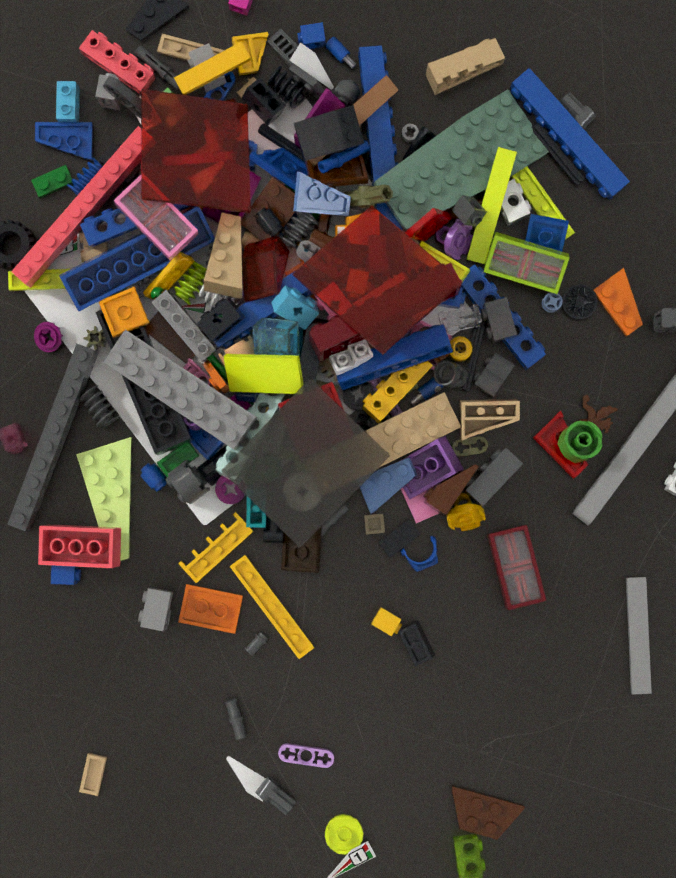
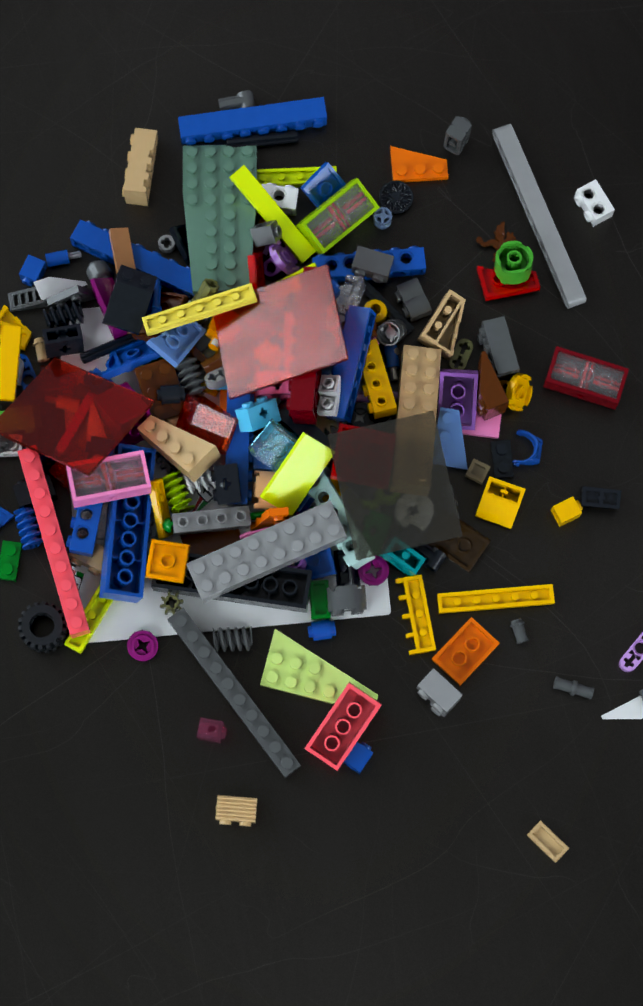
camera: 65 degrees left, 10 degrees down
(356, 198) = (199, 309): none -> light yellow tile
(357, 560) = (500, 502): none -> yellow slope

